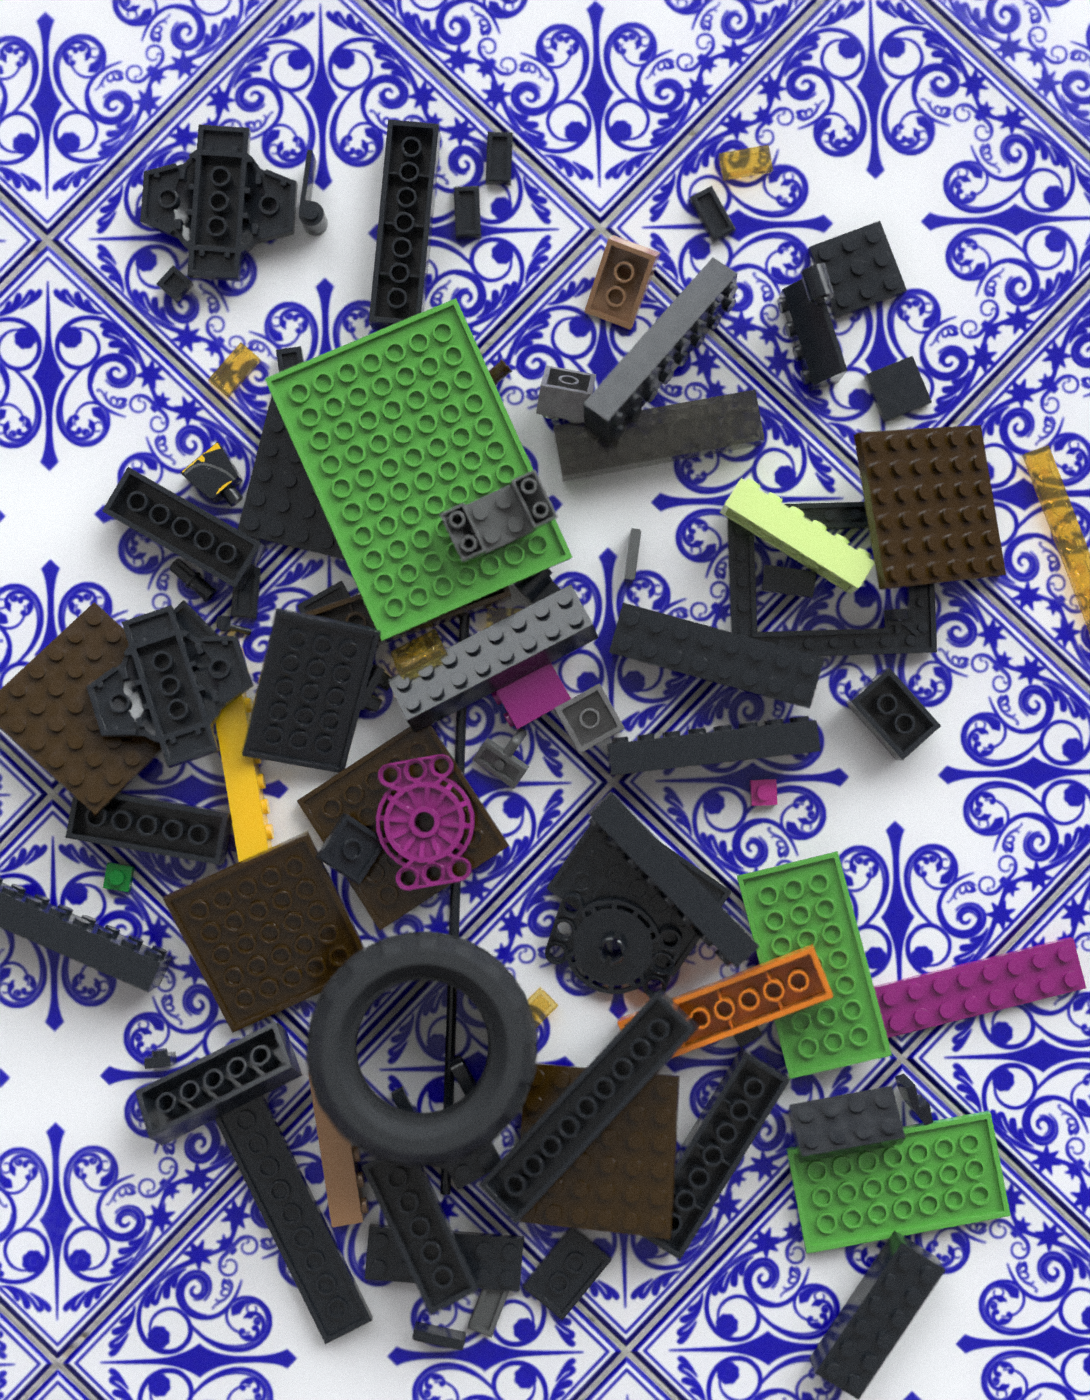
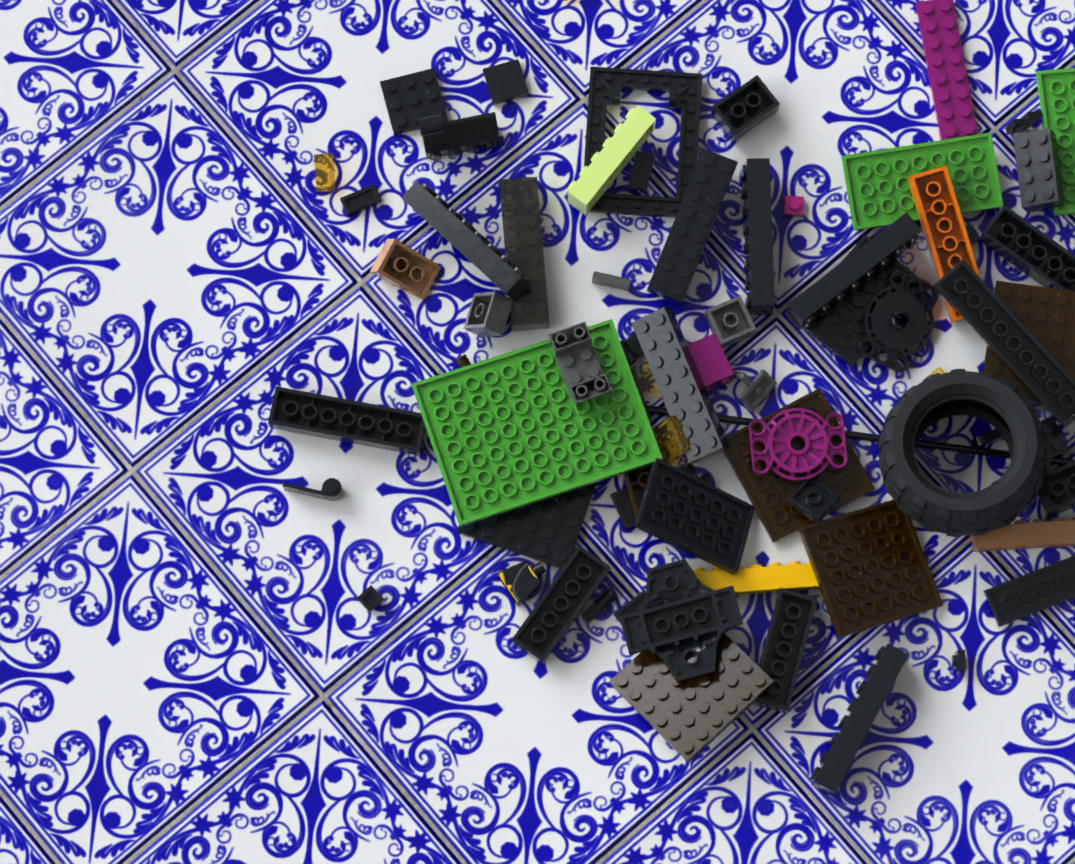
camera: 85 degrees left, 10 degrees down
(118, 877) = (819, 682): green plate -> none
(218, 1083) = (980, 614): black brick -> none
(219, 203) = (313, 557): black plate -> none
(224, 624) = (634, 585): black hand -> none
(234, 370) = (440, 561): clear yellow tile -> none
(246, 602) = (619, 568): black tile -> none
(289, 357) = (439, 517): black plate -> none
(467, 212) = (338, 377): black tile -> none
(499, 158) = (300, 350): black tile -> none
(929, 505) = (597, 66): dark brown plate -> none

